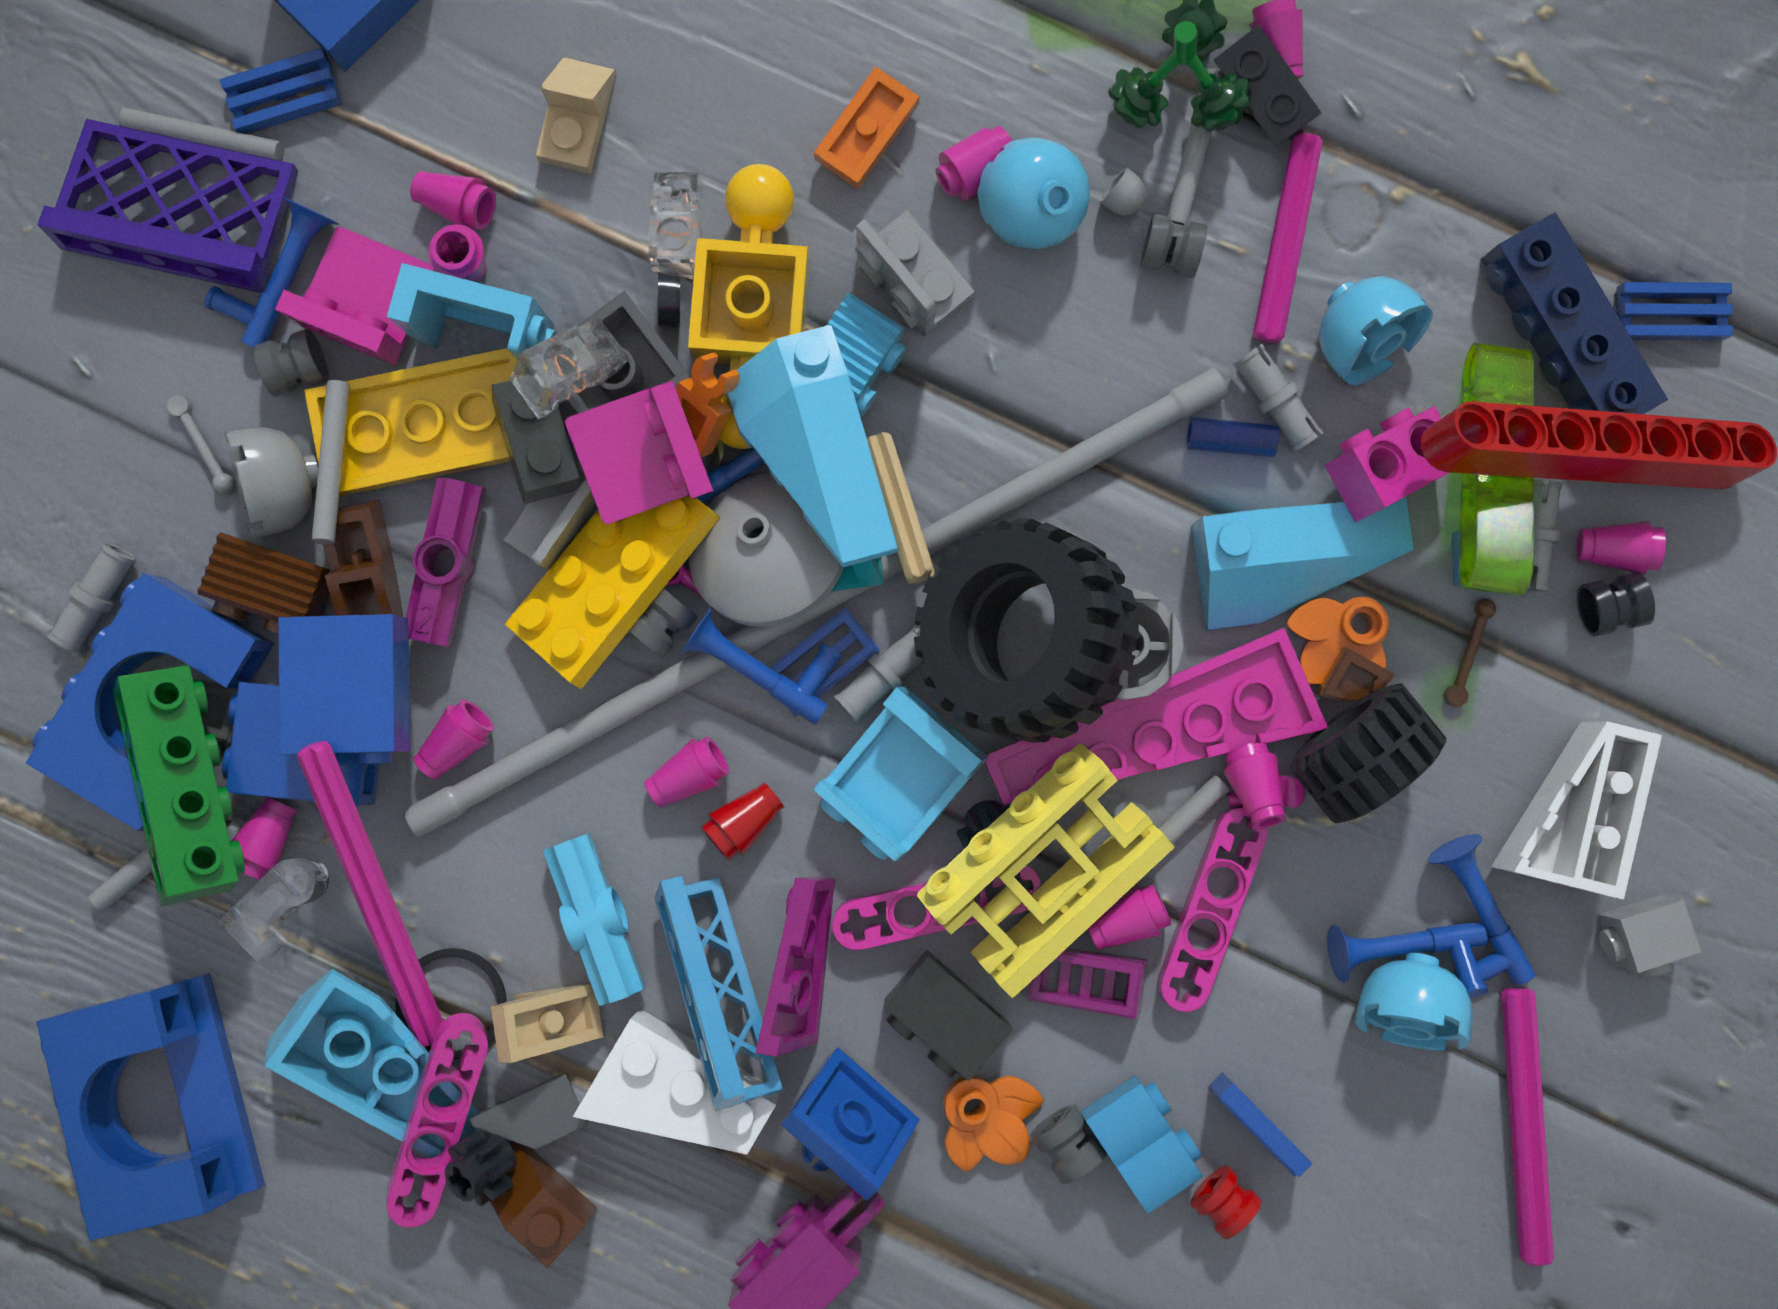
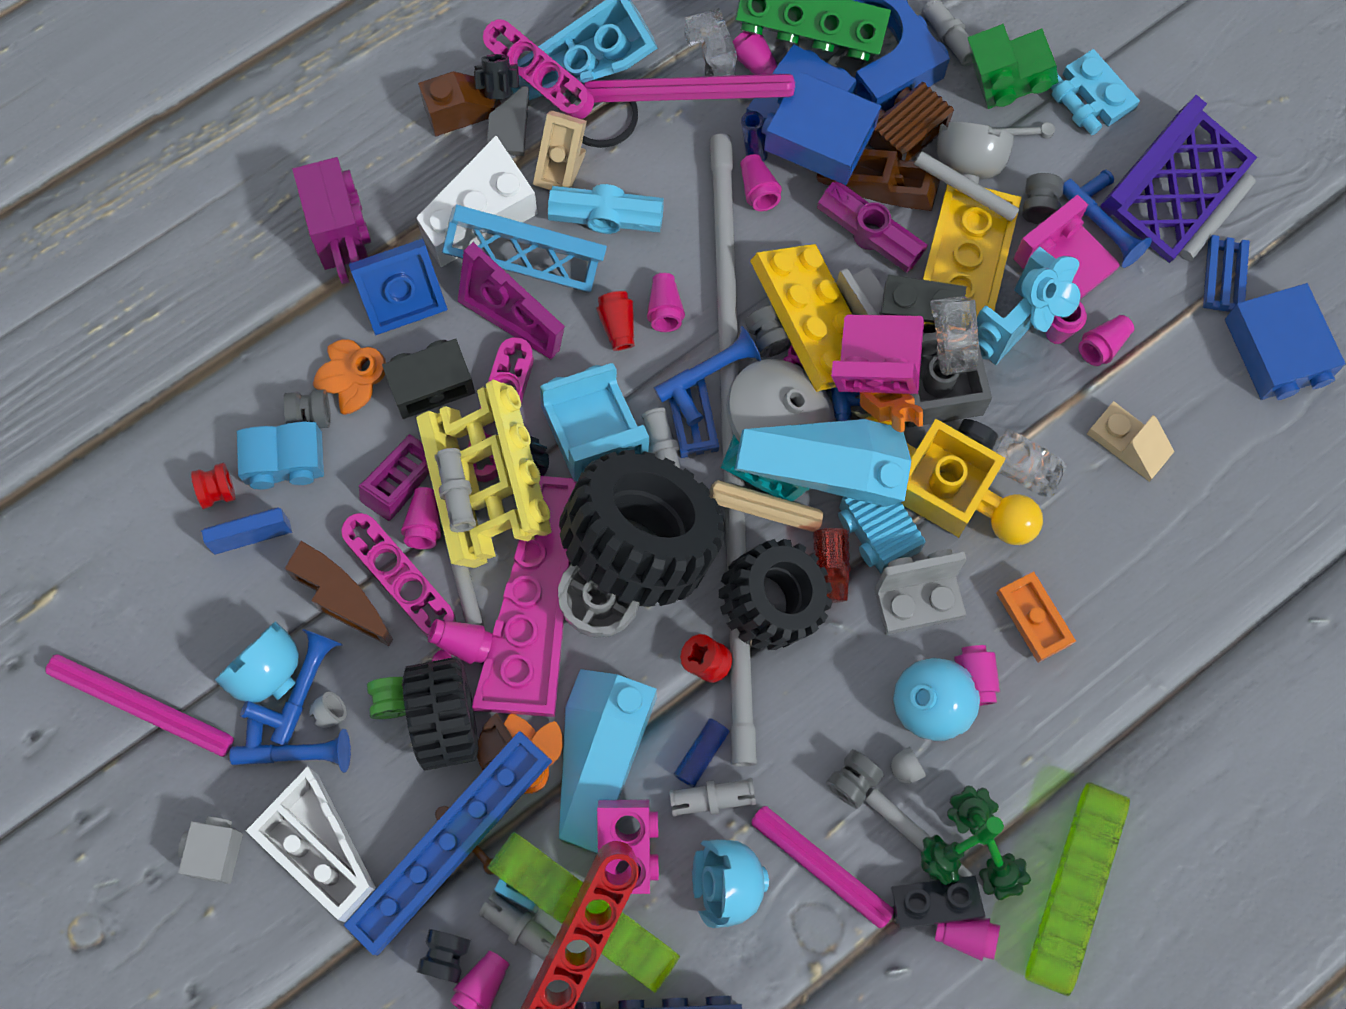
camera: 115 degrees right, 15 degrees down
(80, 365) = (1099, 87): none -> medium azure plate
(113, 484) = (1011, 67): none -> green brick
(393, 777) = (753, 138): none -> clear blue hinge
(447, 270) = (1052, 291): none -> medium azure plate
(926, 396) = (832, 549): none -> clear red hinge
(1002, 400) = (800, 582): none -> black tyre
(1091, 890) = (455, 490): none -> light grey pin
(1124, 471) = (716, 658): none -> red wheel
(1274, 964) = (336, 592): none -> reddish brown slope
(1367, 835) = (387, 698): none -> bright green wheel
(1415, 884) = (328, 710): none -> light grey hinge
(1493, 664) = (447, 843): none -> blue plate

